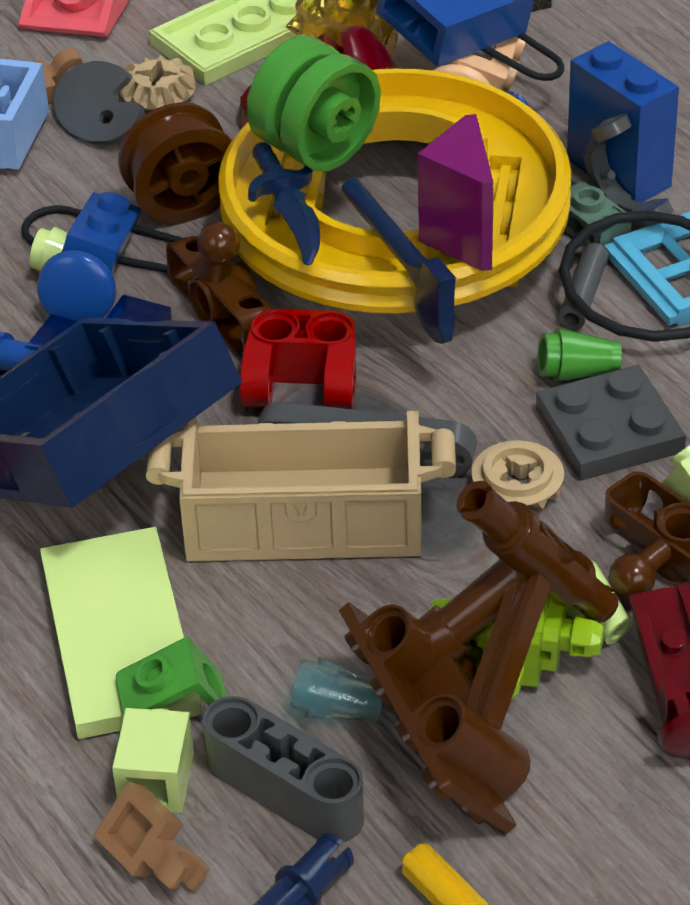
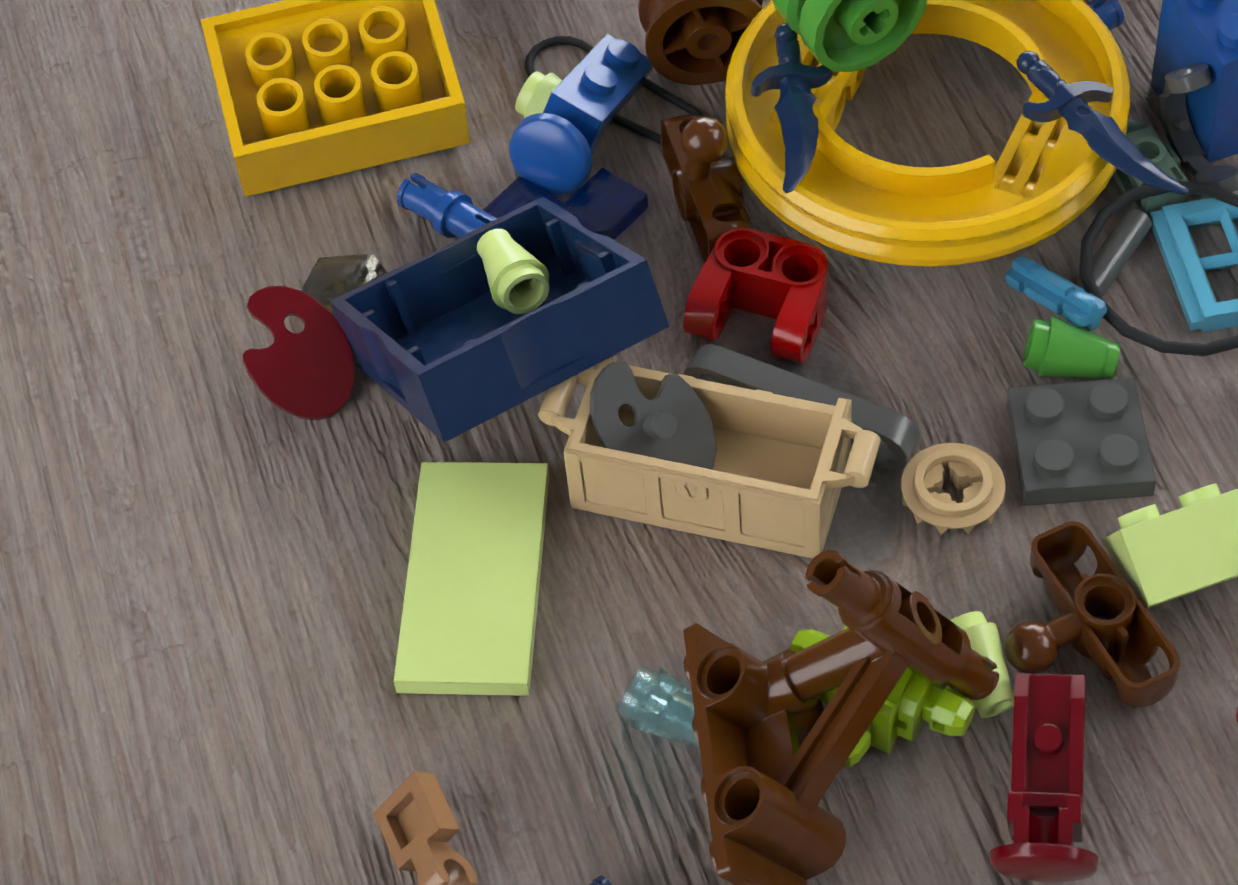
camera: 20 degrees right, 10 degrees up
(78, 375) = (513, 274): none -> yellowish green cone
(155, 752) = (458, 741): yellowish green brick -> none
(169, 677) = (504, 653): bright green bracket -> none
(260, 462) = (666, 428): none -> dark grey piece
(283, 768) = (619, 806): dark grey beam -> none
(432, 278) = (915, 242): dark blue piece -> none
(457, 195) = (966, 144): magenta slope -> none
(526, 158) = (1098, 129): none -> dark blue piece
(550, 313) = (1055, 293): none -> dark azure axle

